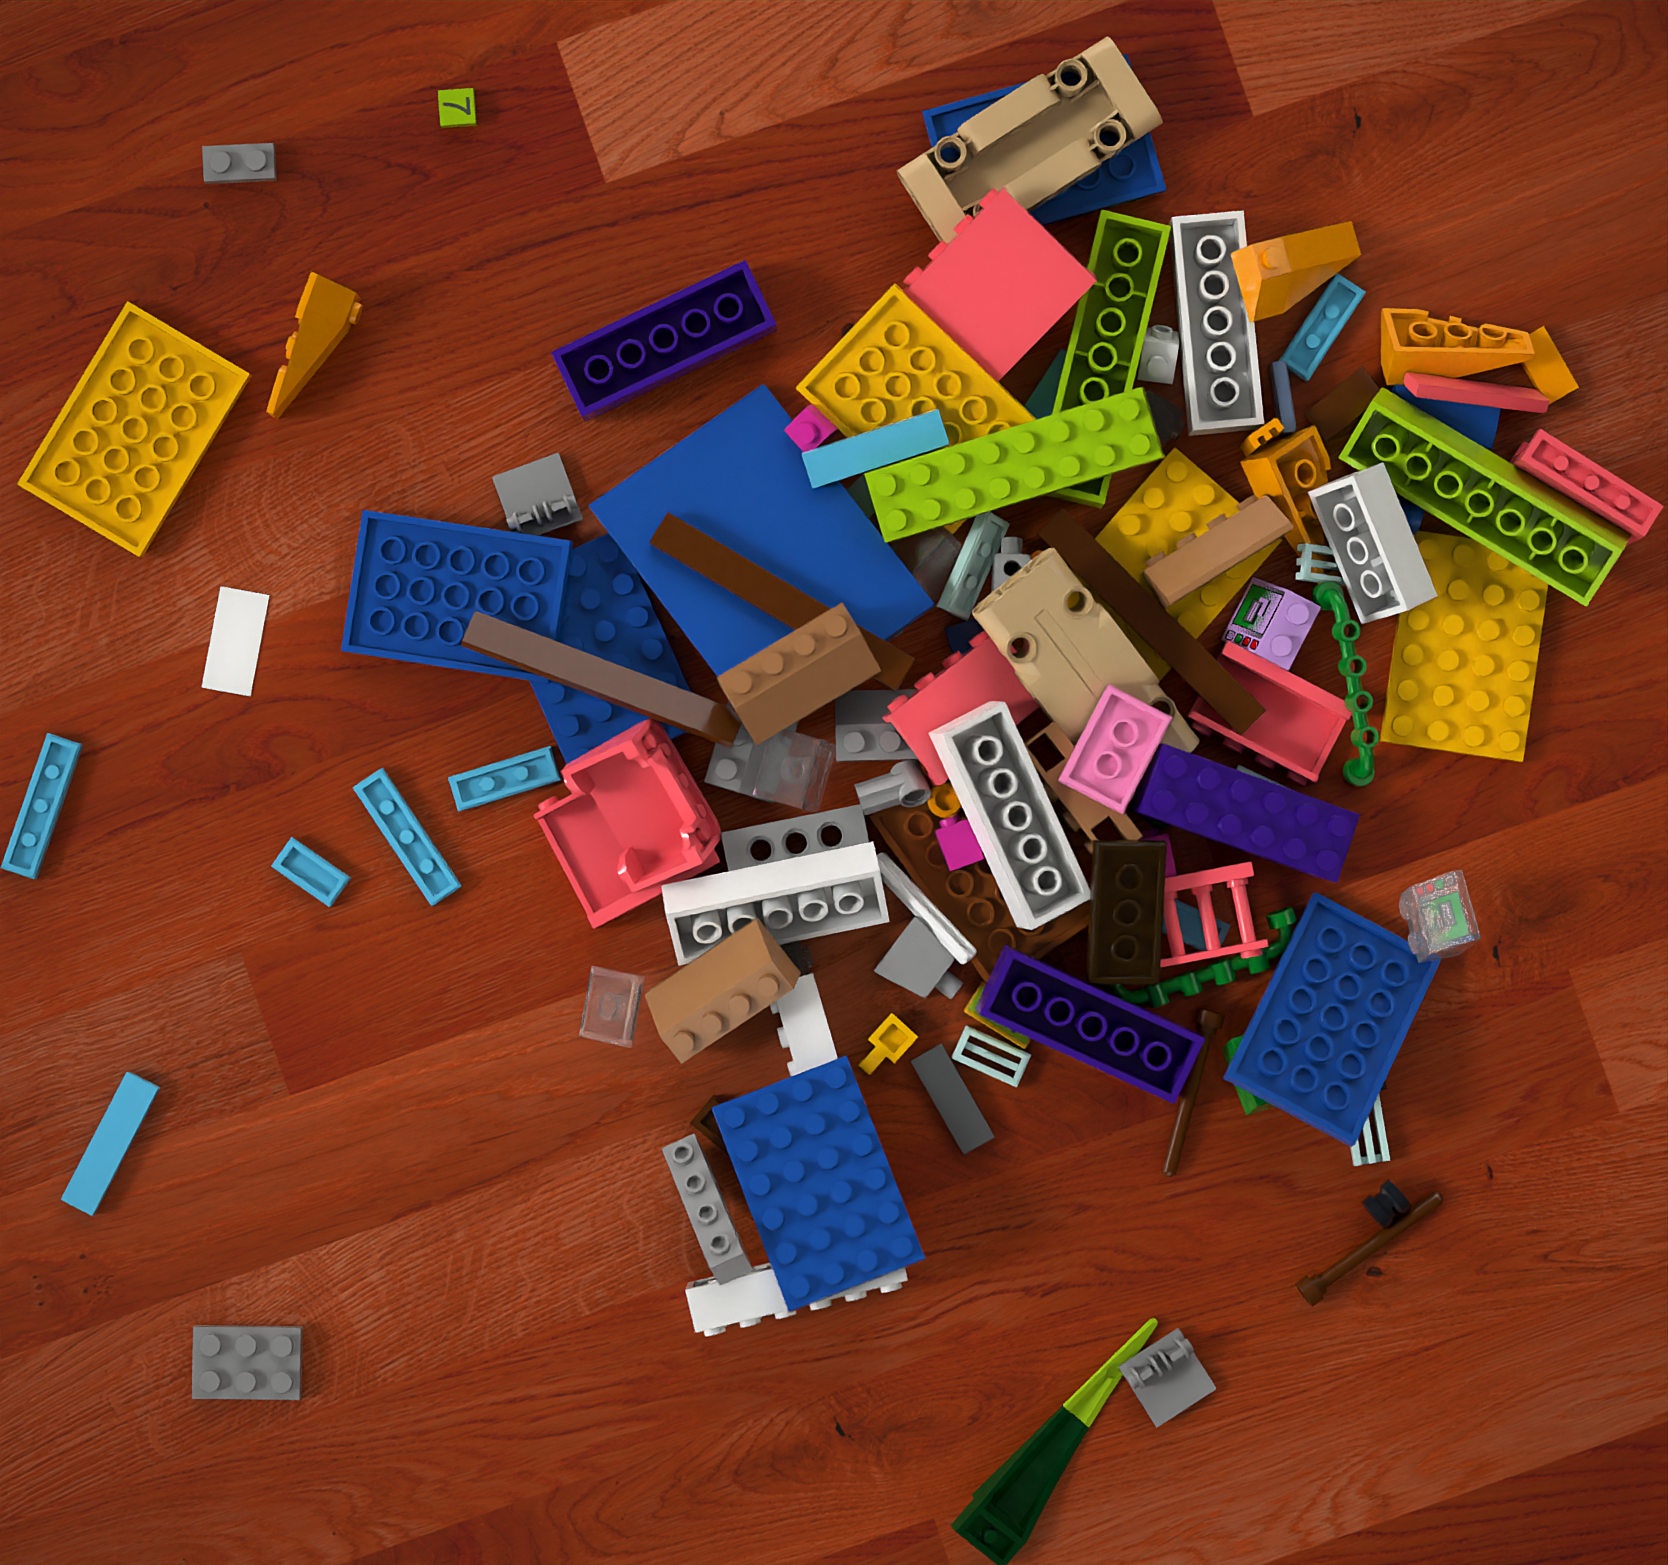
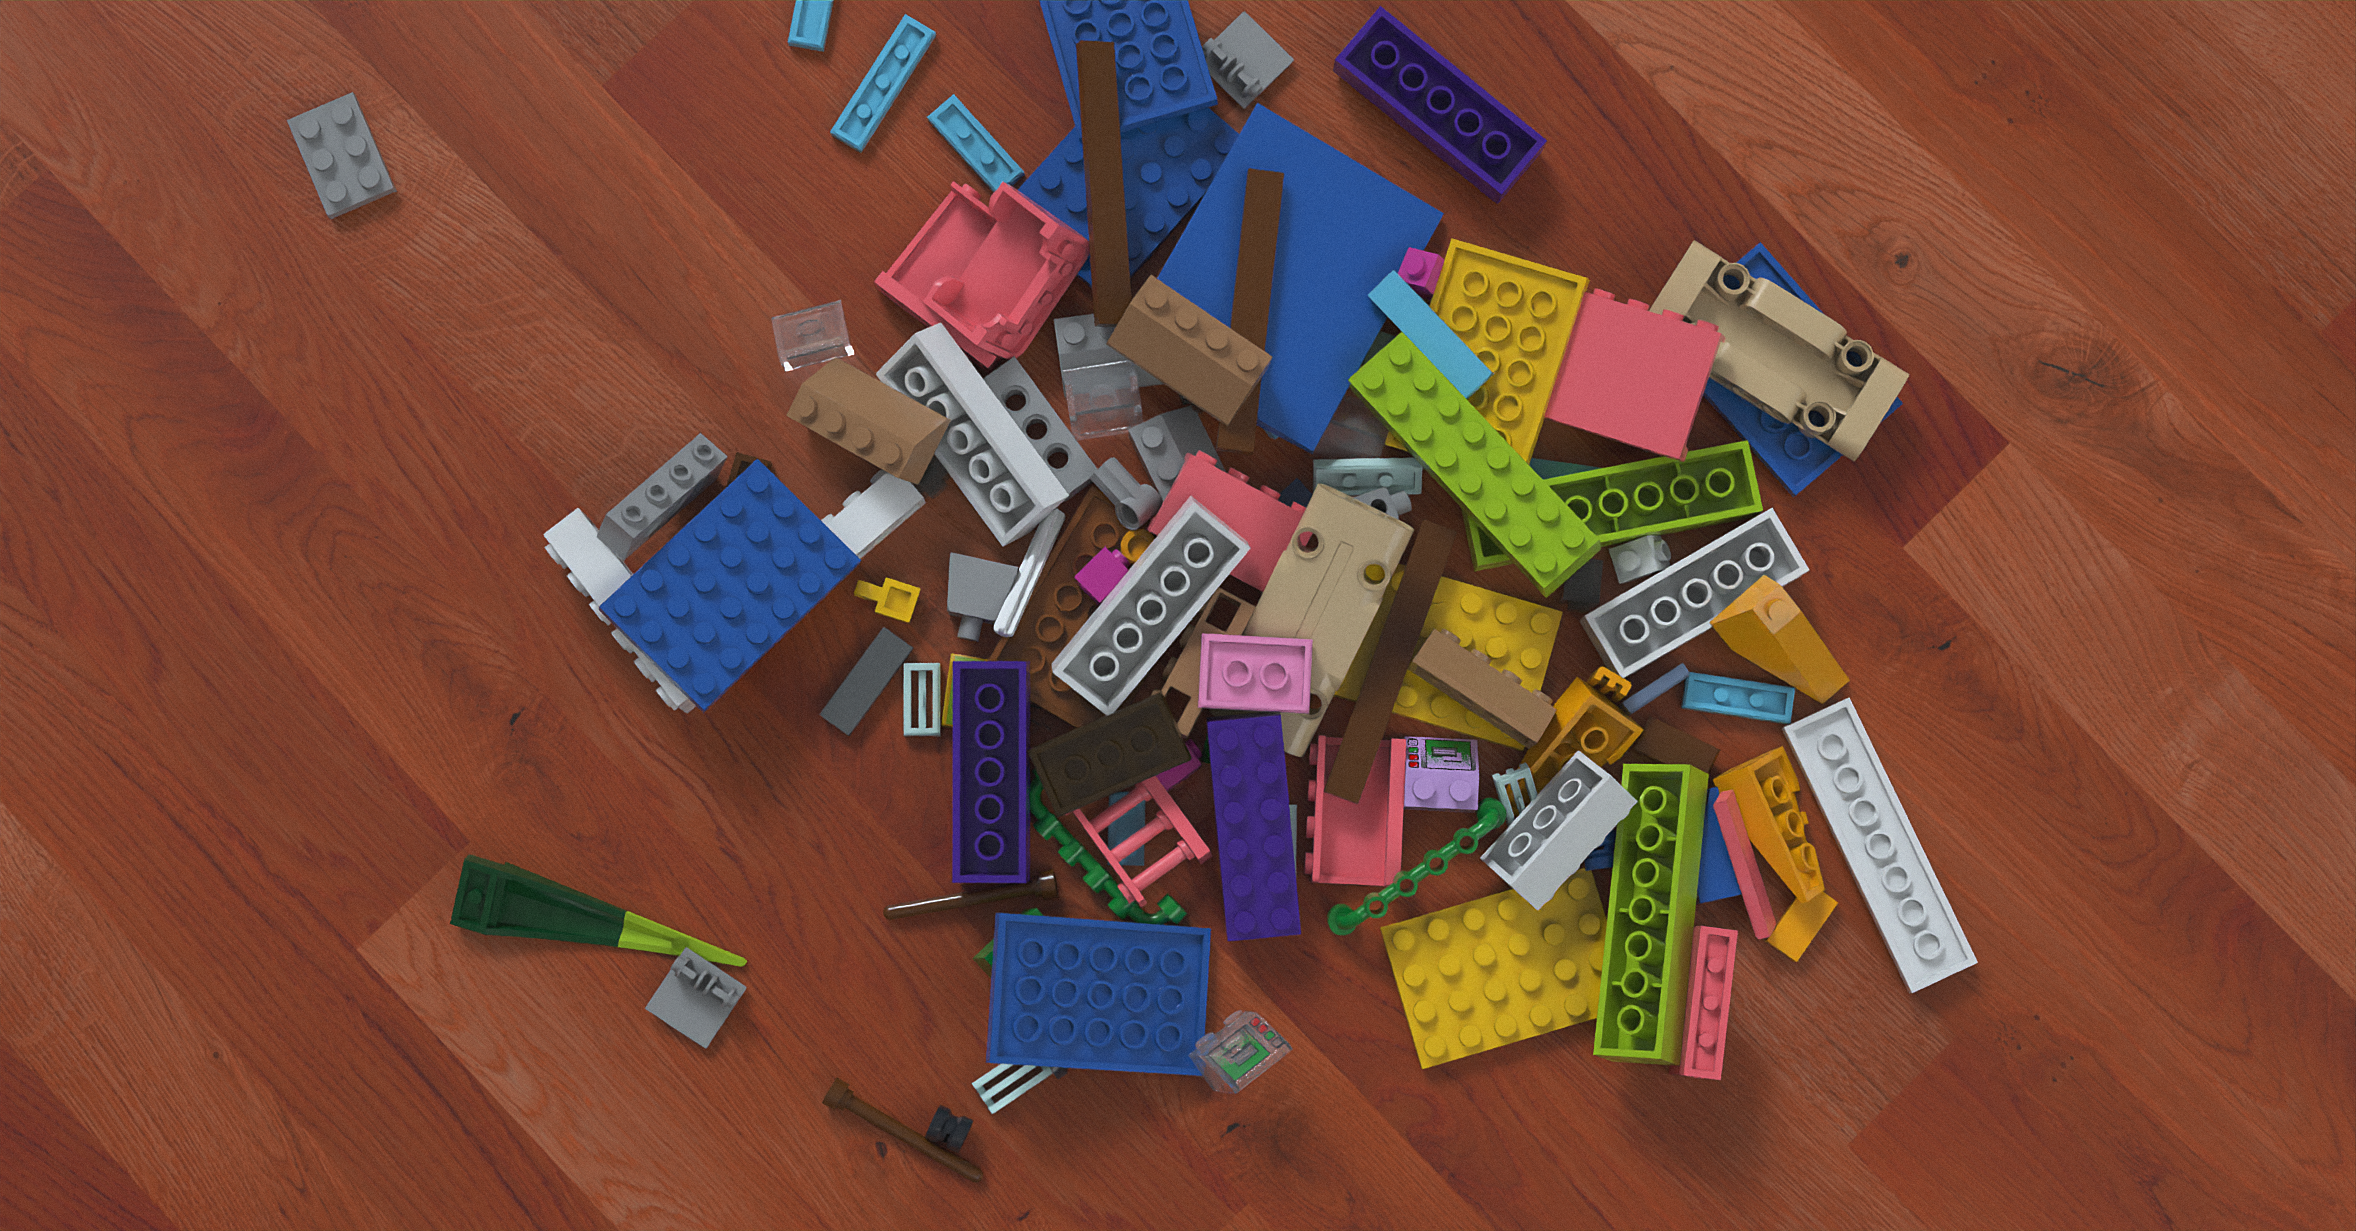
camera: 65 degrees right, 5 degrees down
(1509, 265) = (1879, 845): none -> white plate

